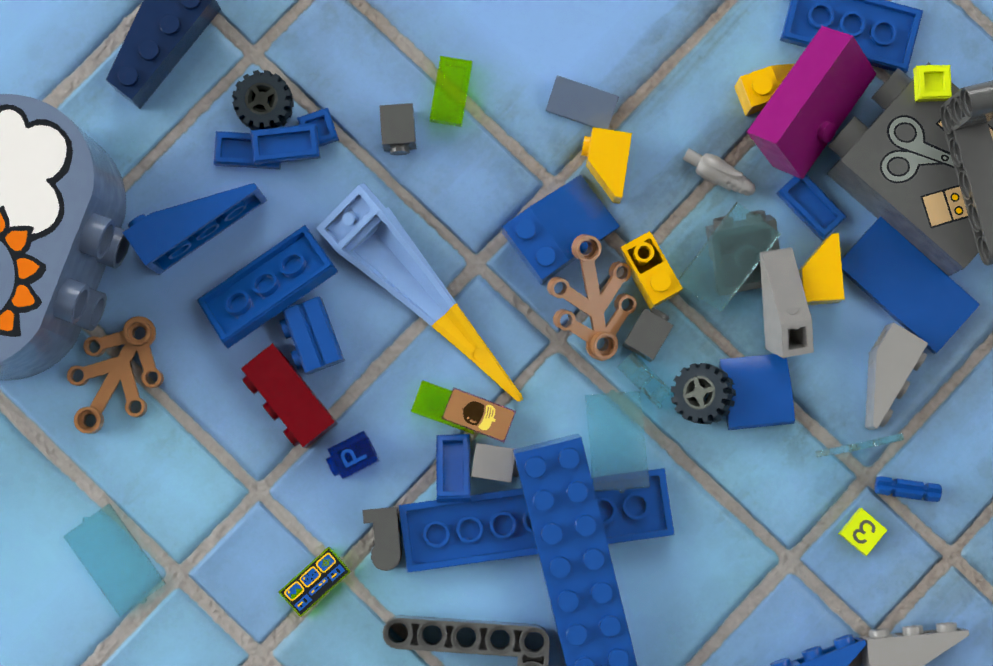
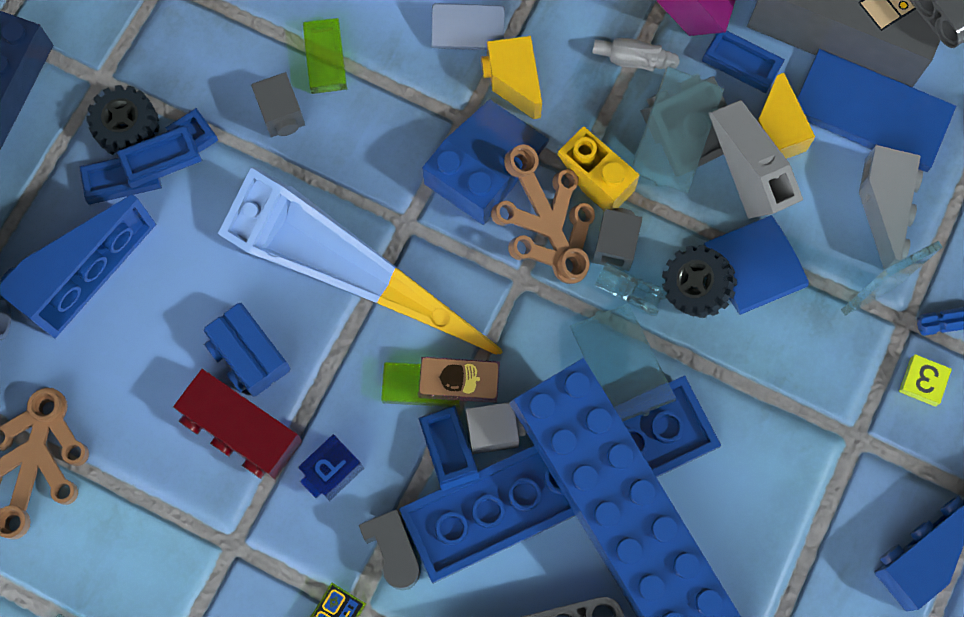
camera: 15 degrees left, 10 degrees down
(266, 286) = (179, 311): blue tile -> none

